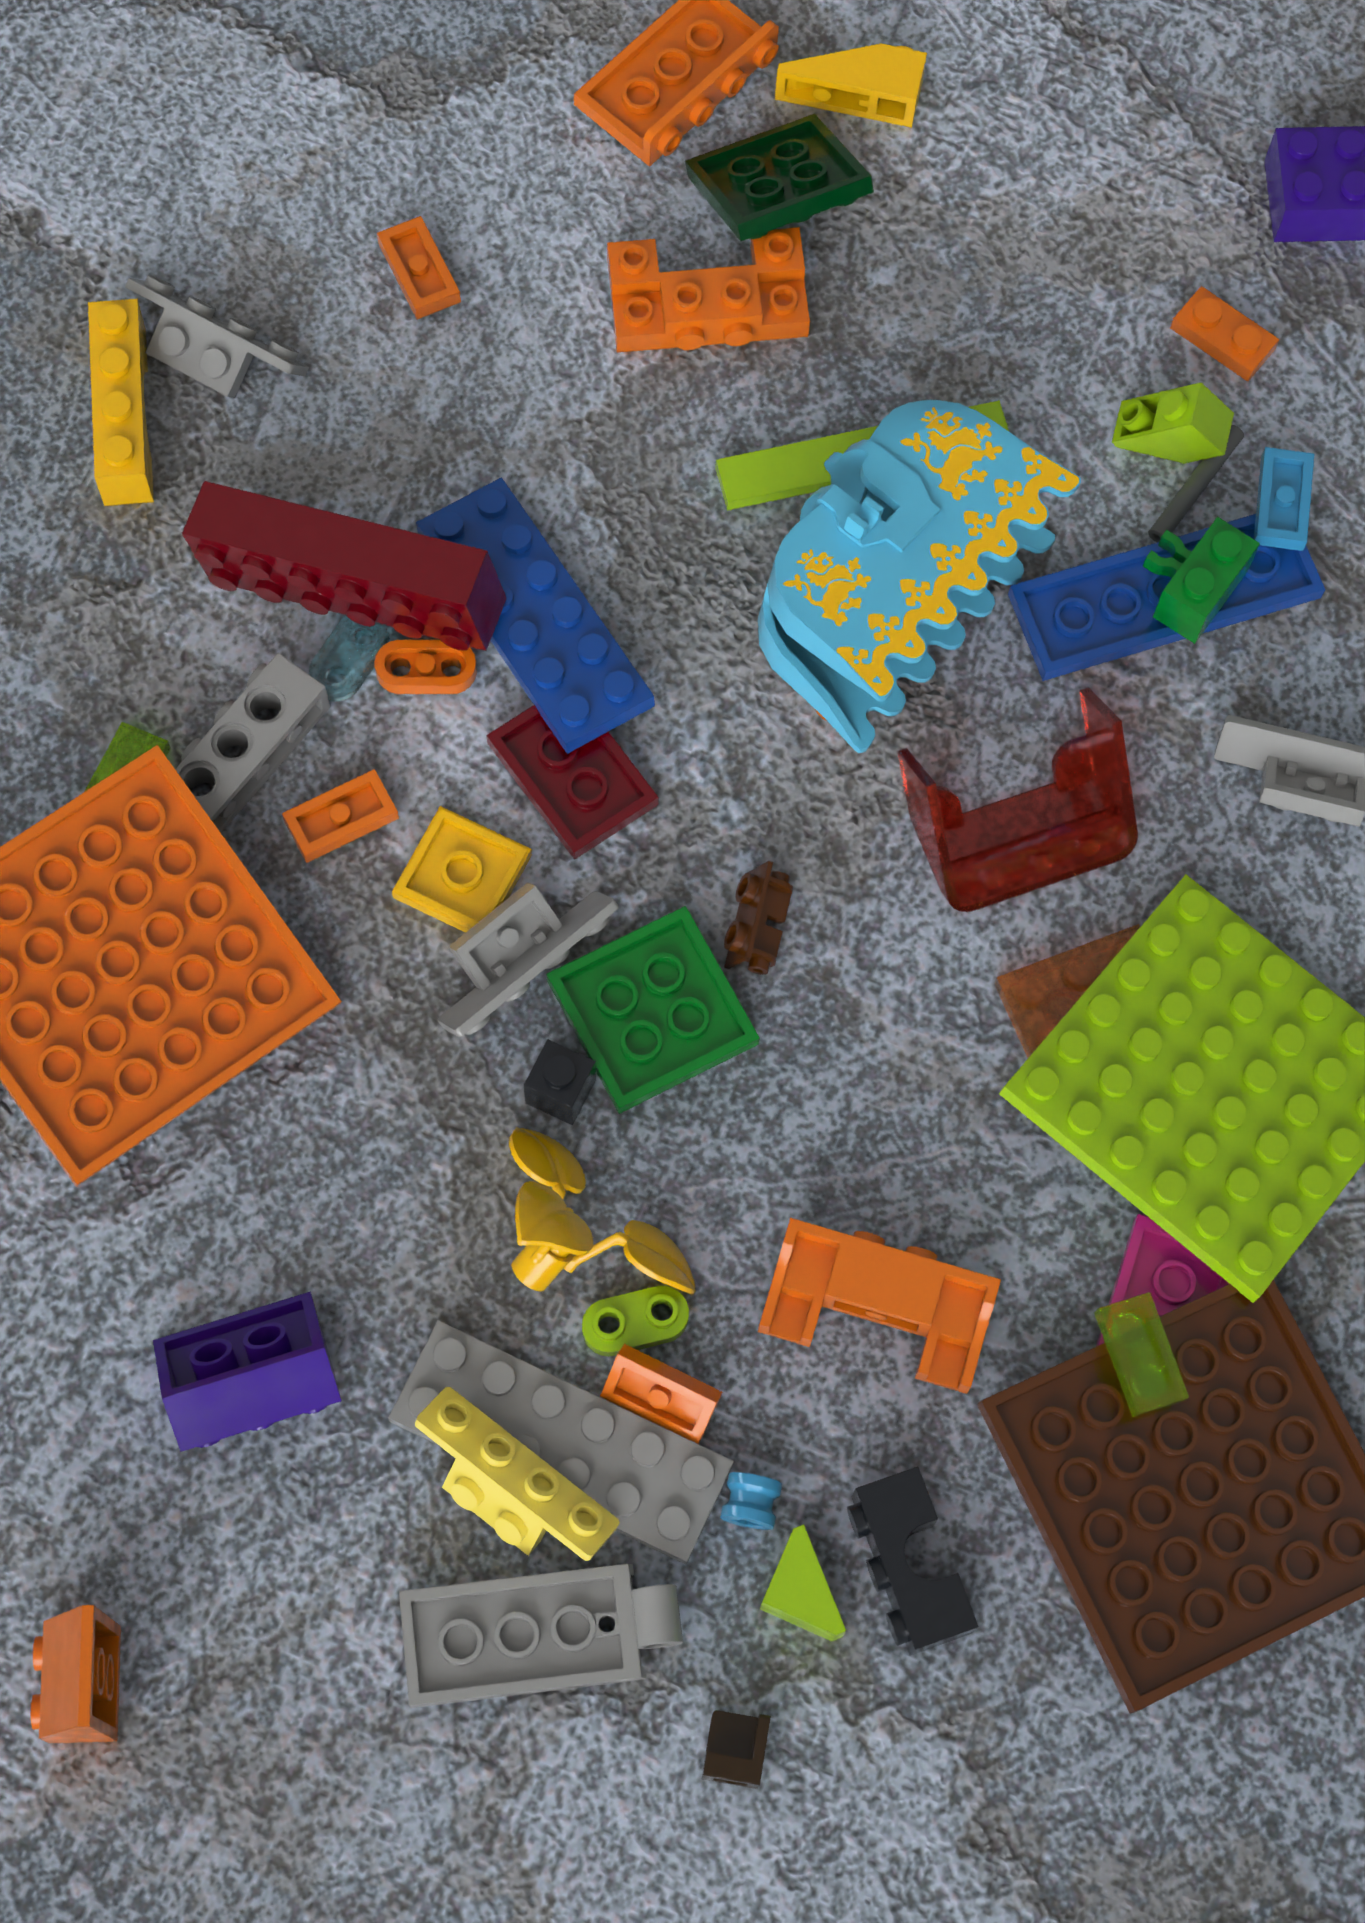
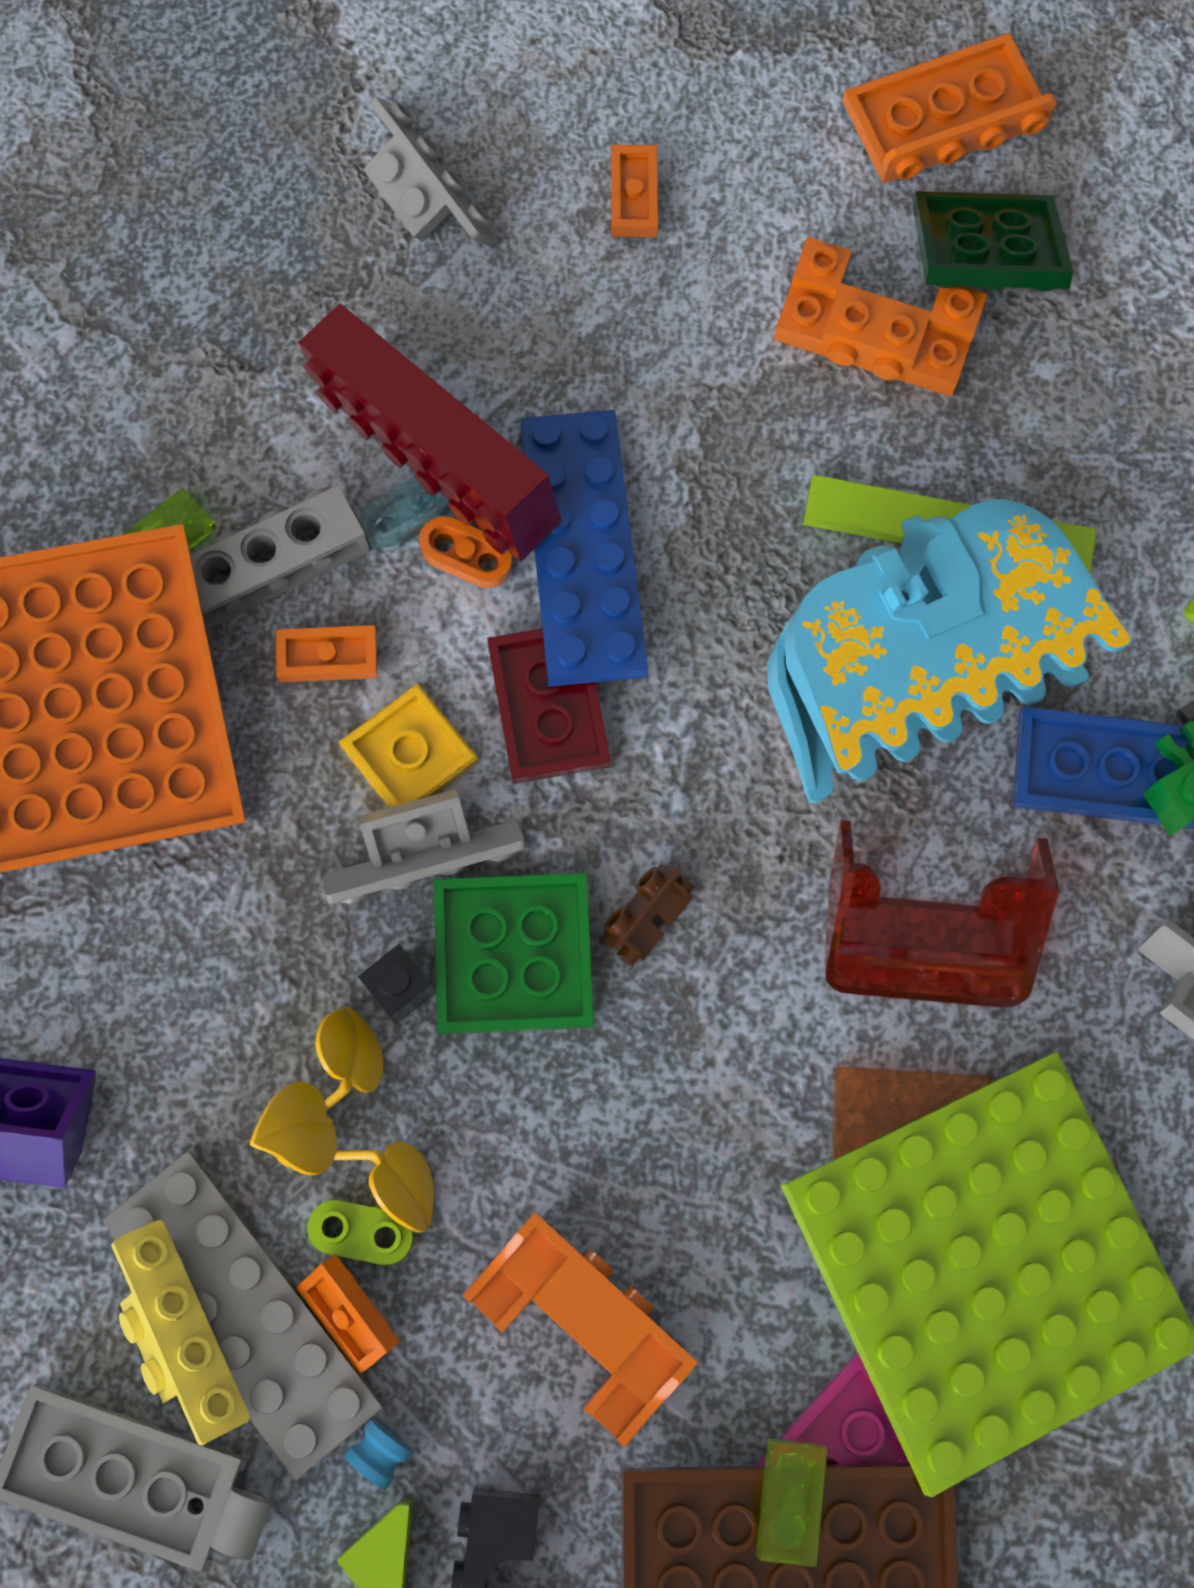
camera: 25 degrees right, 5 degrees up
(118, 402) = (300, 235): yellow arch -> none
(863, 82) = (1110, 184): yellow slope -> none

